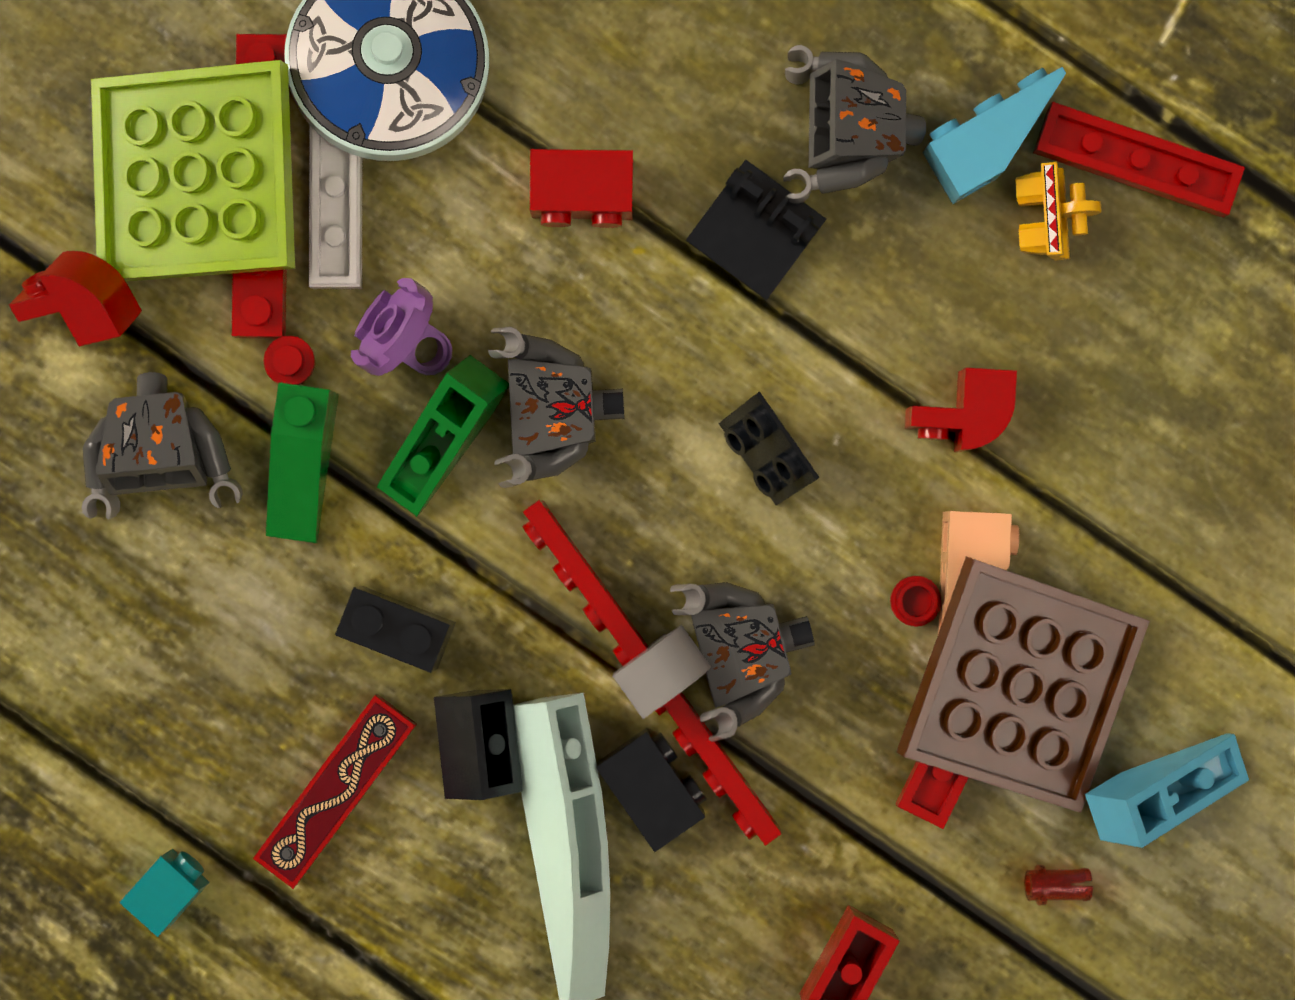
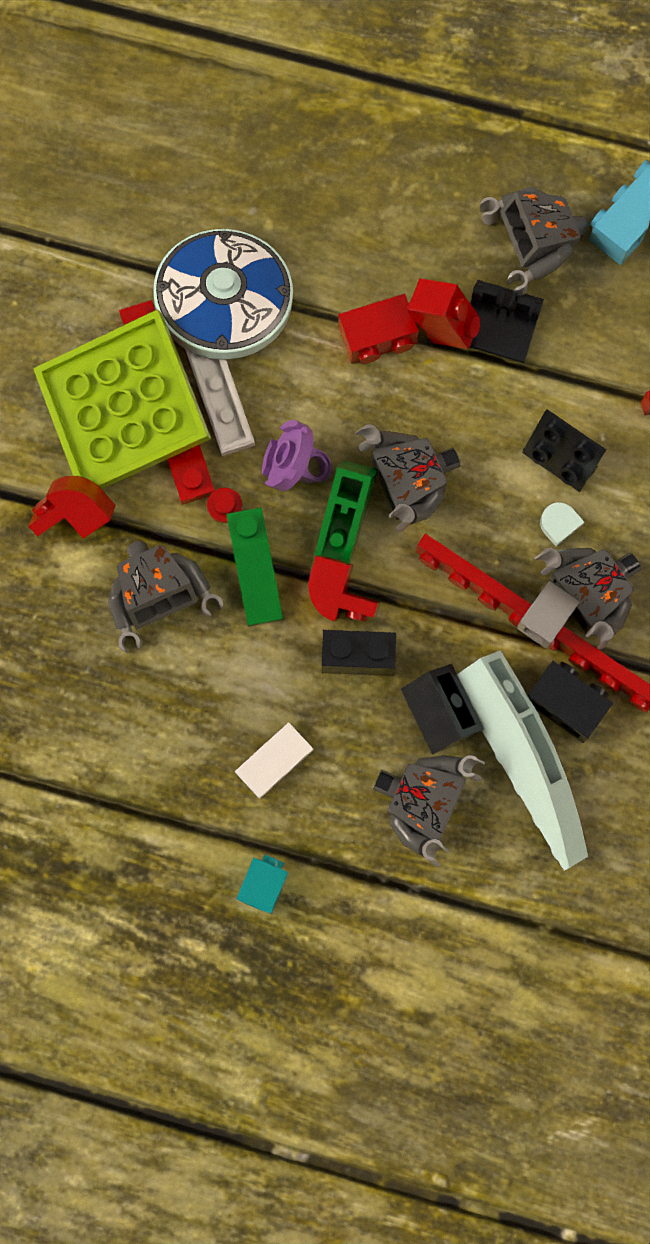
camera: 20 degrees left, 10 degrees down
(238, 730) = (274, 760): none -> white tile
(334, 791) = (354, 779): tile -> none
(386, 539) = (328, 590): none -> red brick
(413, 857) = (425, 800): none -> dark grey torso
(674, 200) = (444, 313): none -> red brick
(732, 539) = (559, 522): none -> light aqua tile

